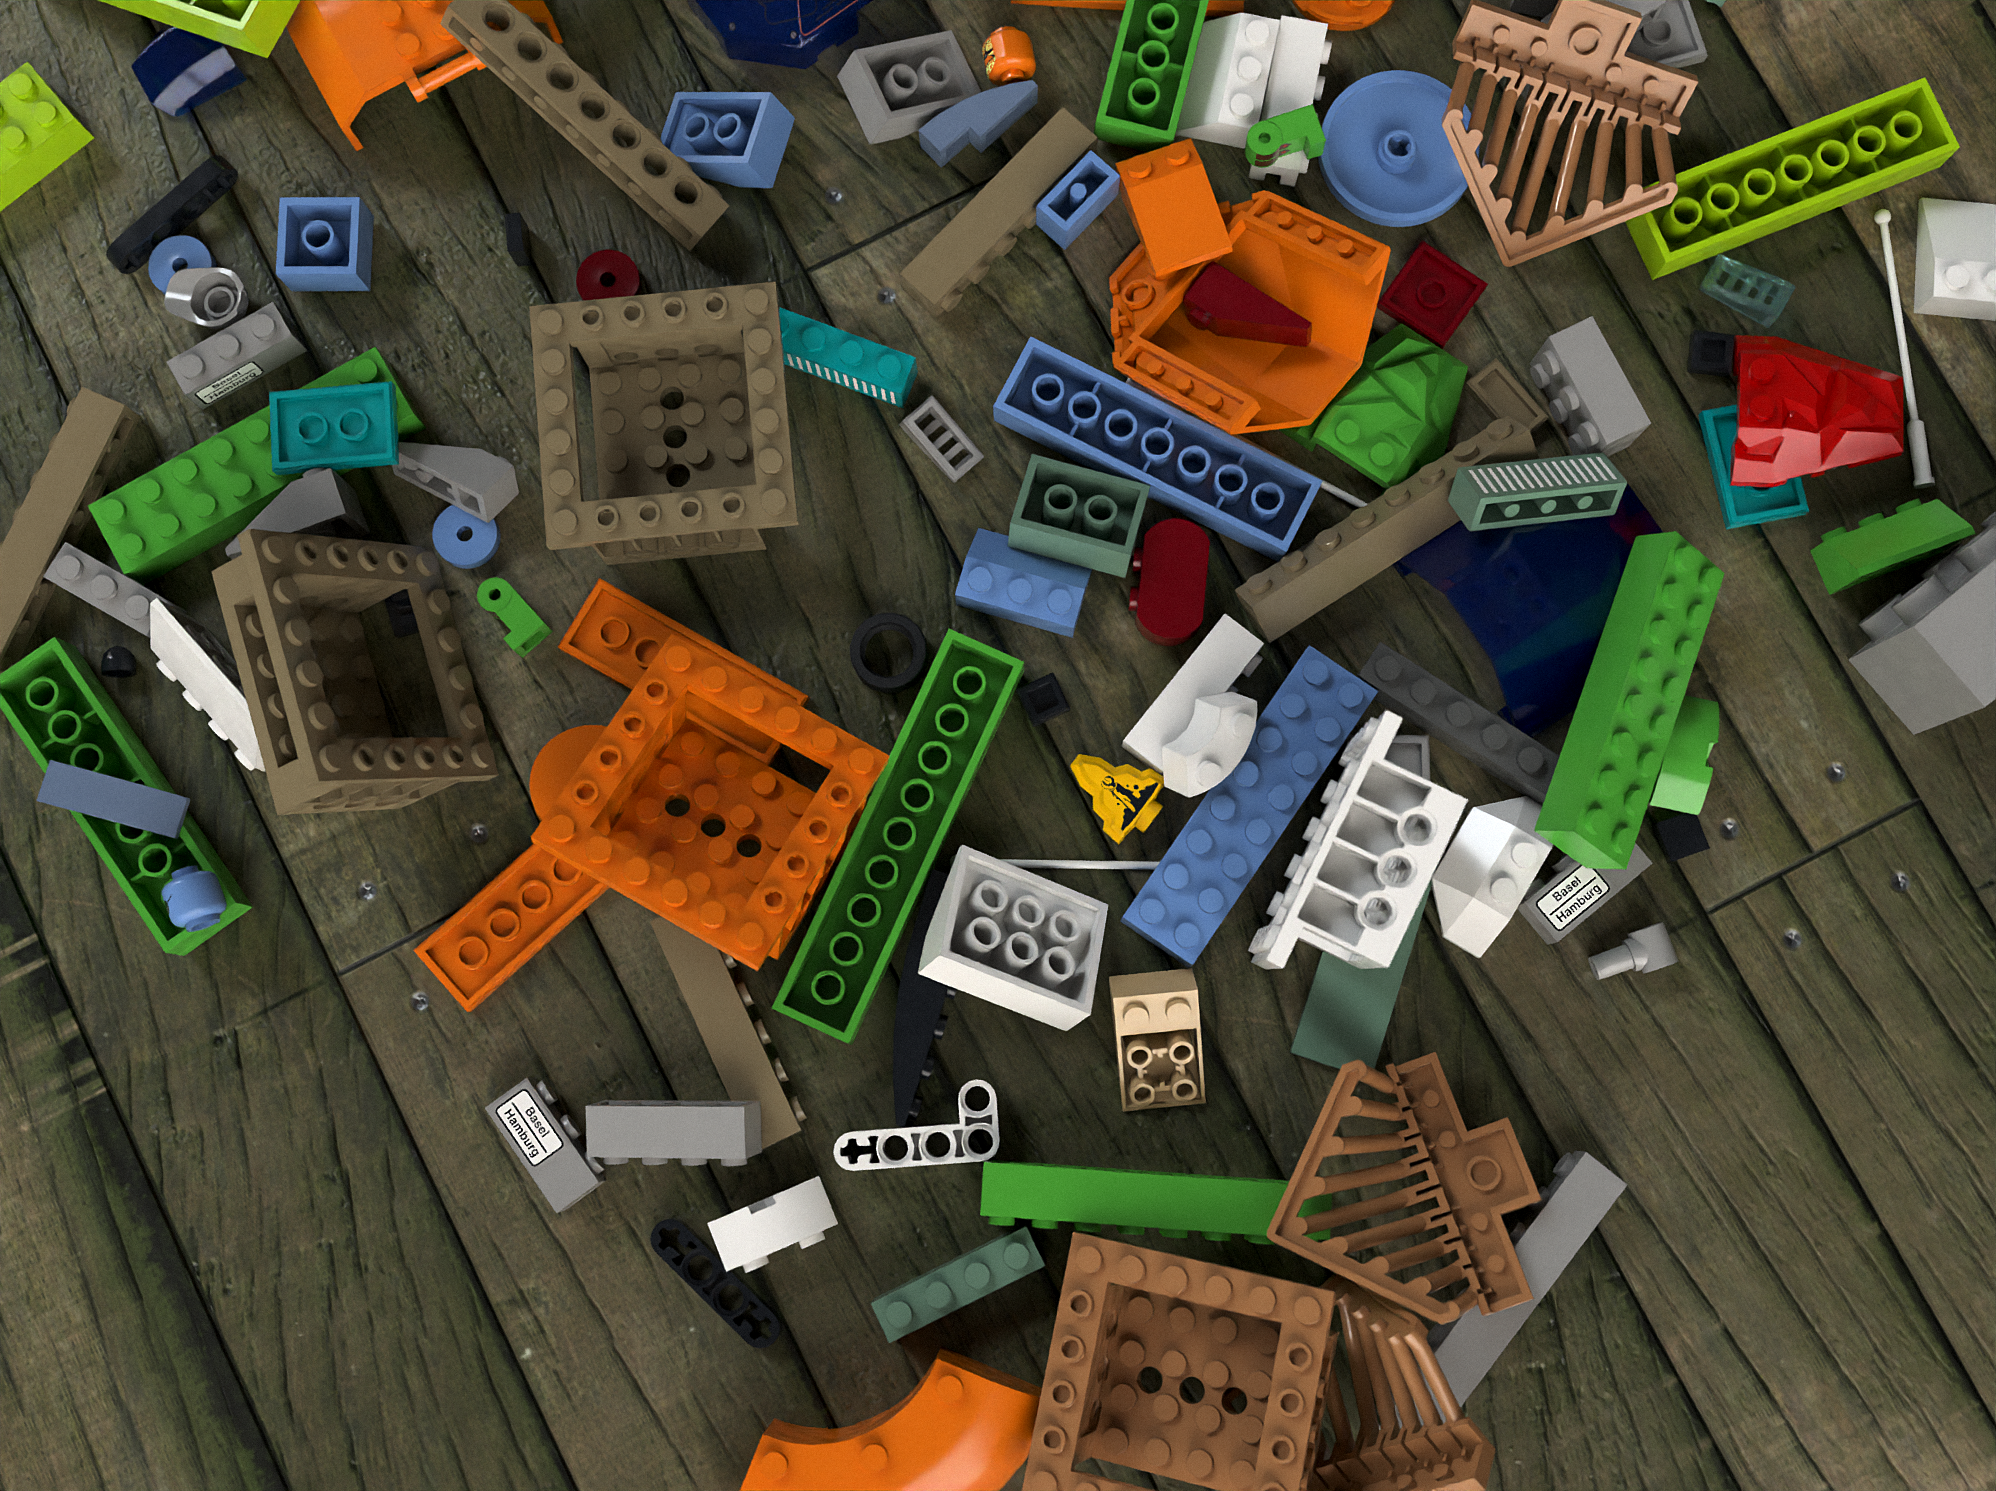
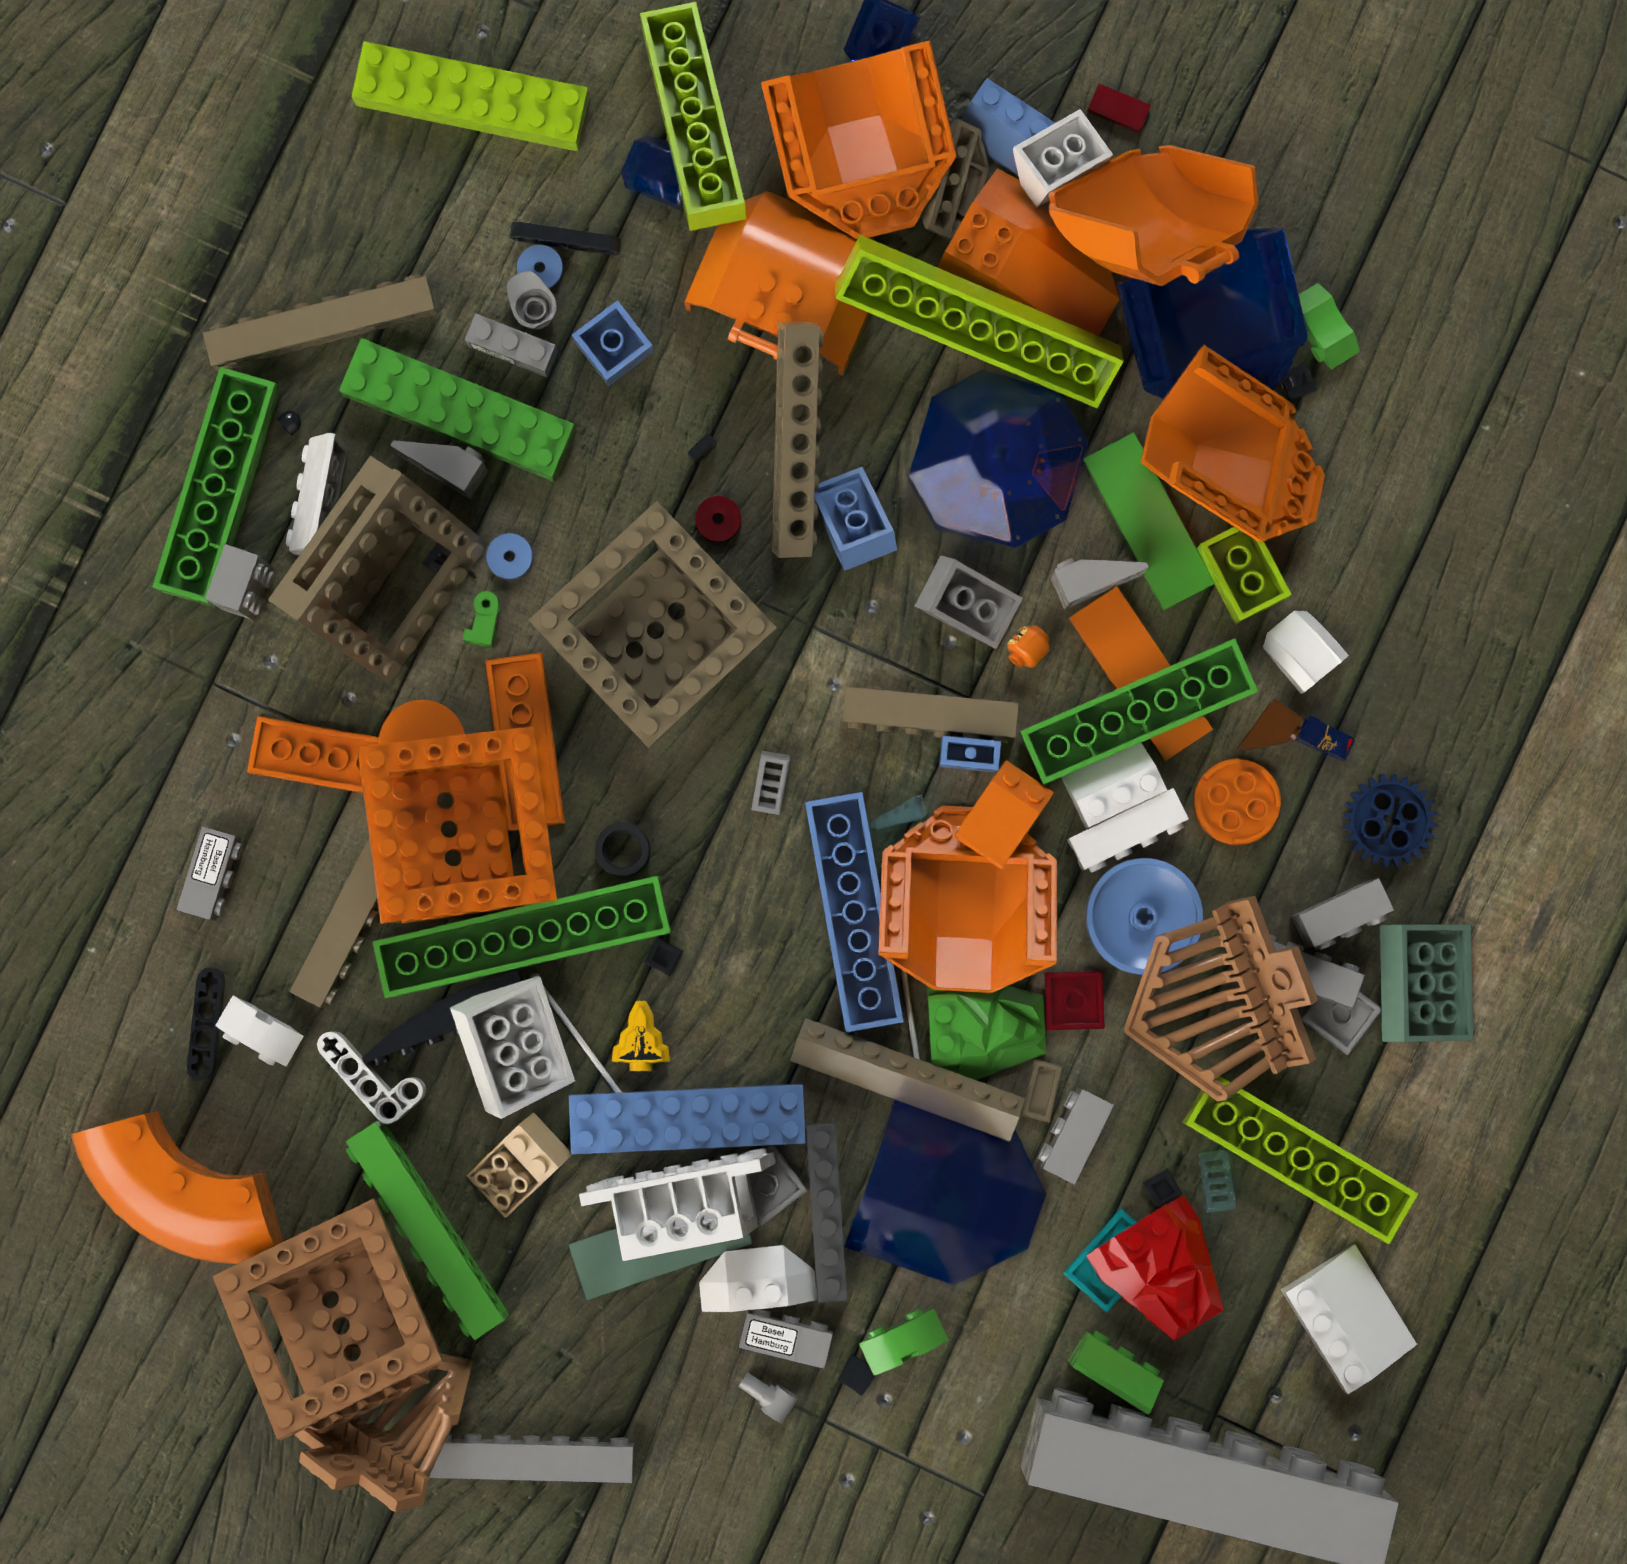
camera: 50 degrees right, 5 degrees up
(104, 587) = (324, 387): light grey brick -> none
(113, 799) = (211, 494): sand blue slope -> none
(194, 899) = (191, 581): medium blue head -> none
(242, 846) = (240, 582): none -> light grey brick
(334, 427) = (508, 442): teal tile -> none
(460, 476) = (539, 531): light grey slope -> none
(673, 1130) = (267, 938): light grey brick -> none
(847, 359) = (774, 693): teal brick -> none
(957, 1283) = (304, 1155): sand green brick -> none
(977, 120) = (977, 657): sand blue slope -> none
(1021, 585) = (723, 894): medium blue slope -> none
(1078, 515) = (780, 897): sand green brick -> none
(1090, 312) = (907, 812): none -> clear light blue slope
(1170, 582) = (784, 977): dark red brick -> none
(1208, 672) = (728, 1039): white brick -> none
(1210, 744) = (702, 1072): white brick -> none
(1241, 311) = (972, 895): dark red slope -> none
(1285, 135) = (1091, 843): bright green leg -> none
(1469, 1173) = (568, 1392): medium nougat plate -> none
(1536, 491) = (986, 1148): sand green brick -> none
(1630, 702) = (905, 1289): bright green brick -> none
(1915, 427) = (1207, 1338): white piece -> none

